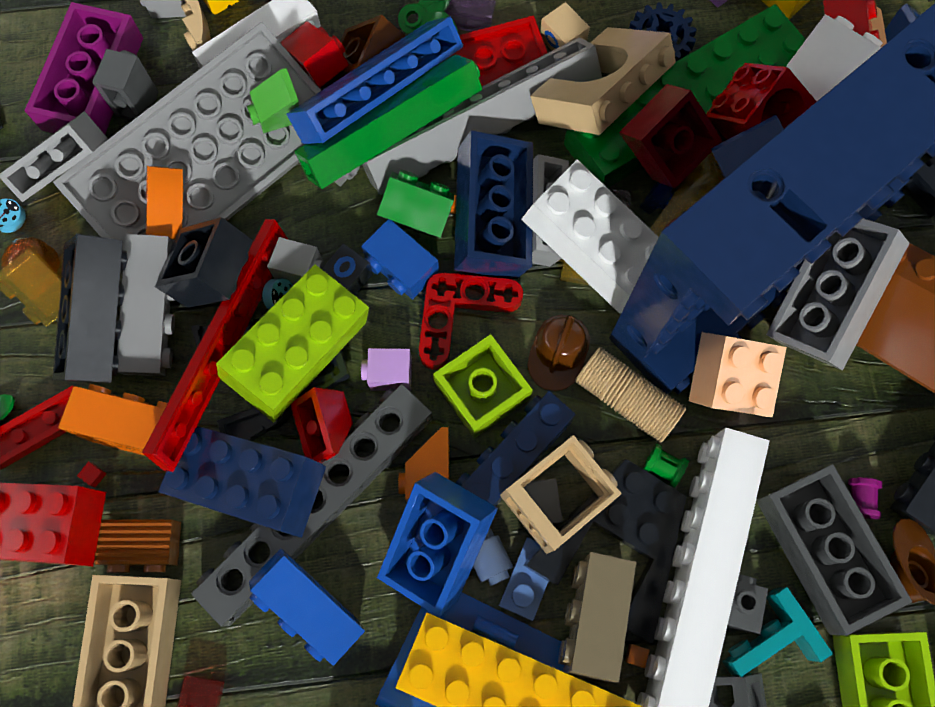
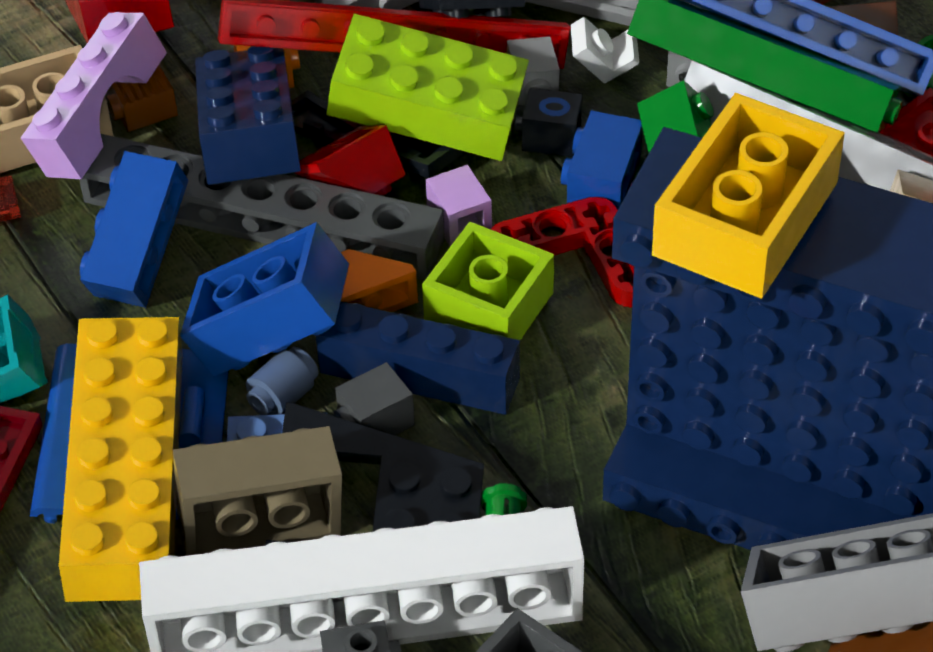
camera: 65 degrees right, 25 degrees down
(91, 474) = (190, 25): red piece -> none
(184, 619) = (67, 128): none -> lavender arch
(301, 207) = (600, 53): none -> white bracket
(533, 518) = (405, 352): tan window -> none
(558, 352) = (586, 363): reddish brown piece -> none
(630, 394) = (574, 439): tan piece -> none
(737, 374) = (667, 524): light nougat brick -> none
(802, 212) = (747, 194): none -> yellow brick

